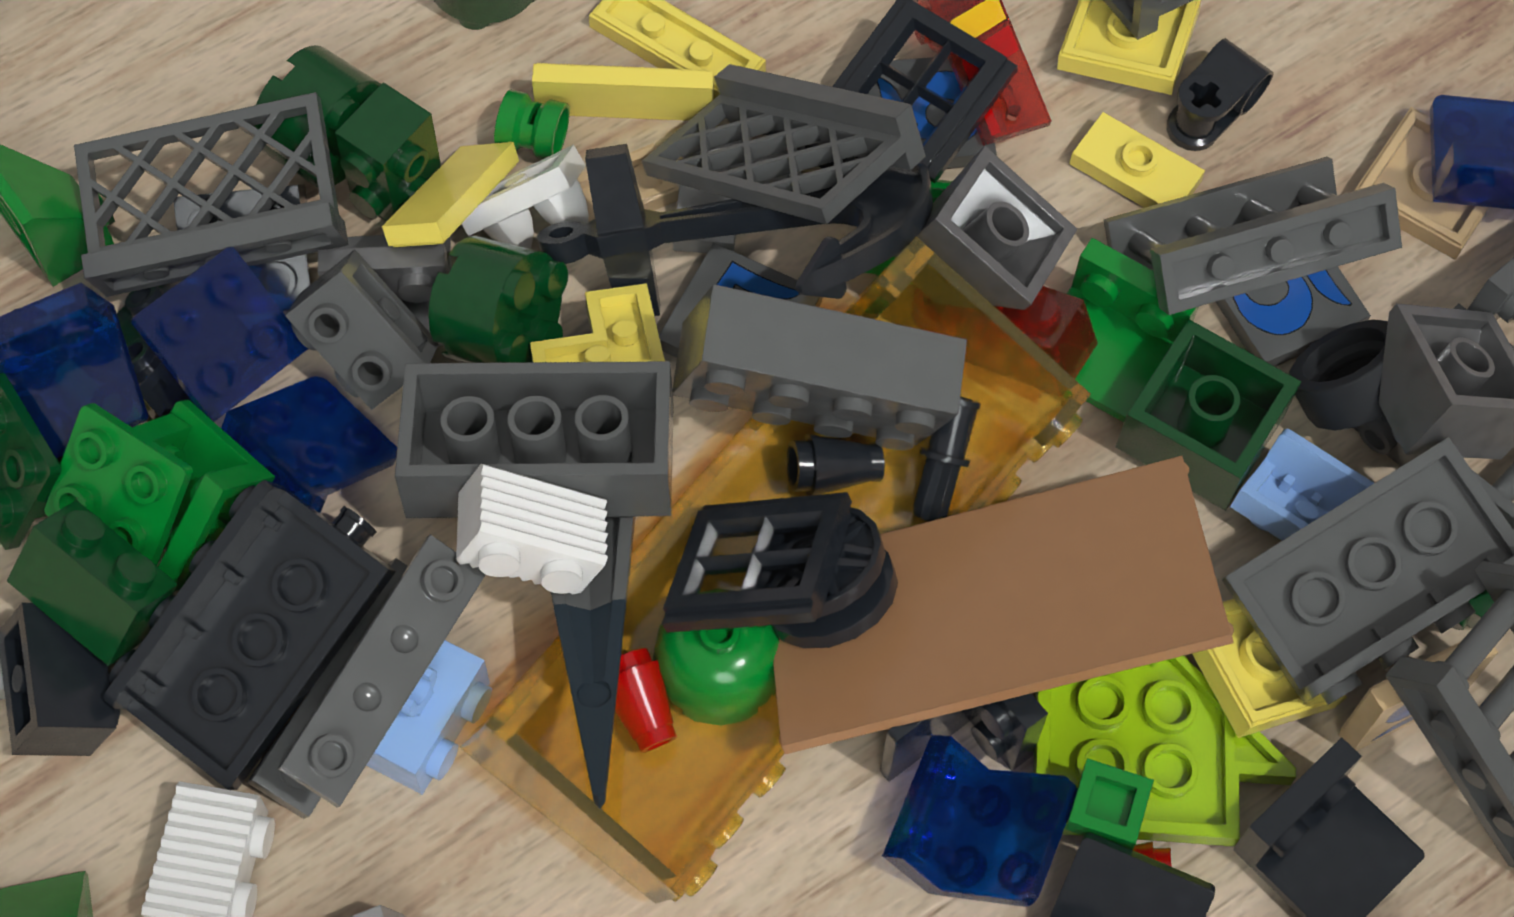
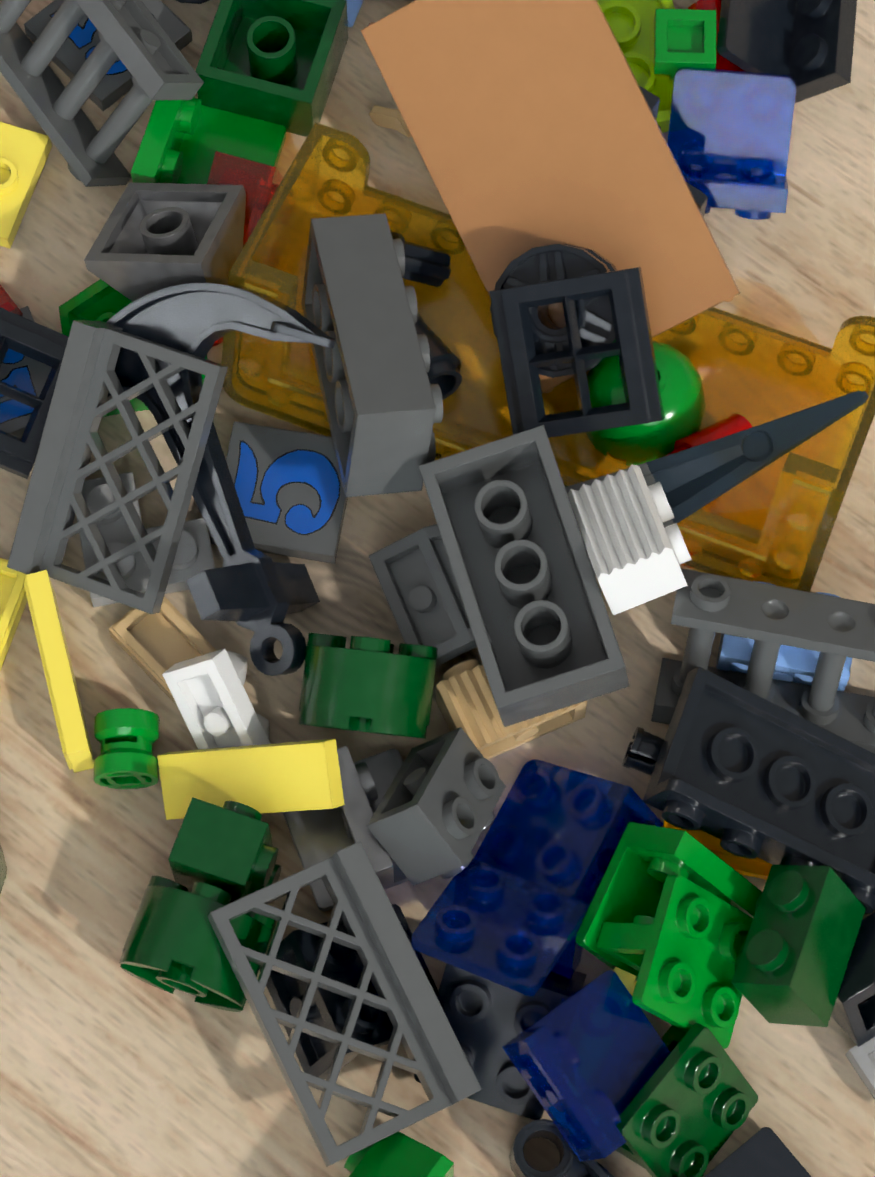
camera: 105 degrees left, 5 degrees up
(620, 330) = (382, 559): light yellow plate -> none

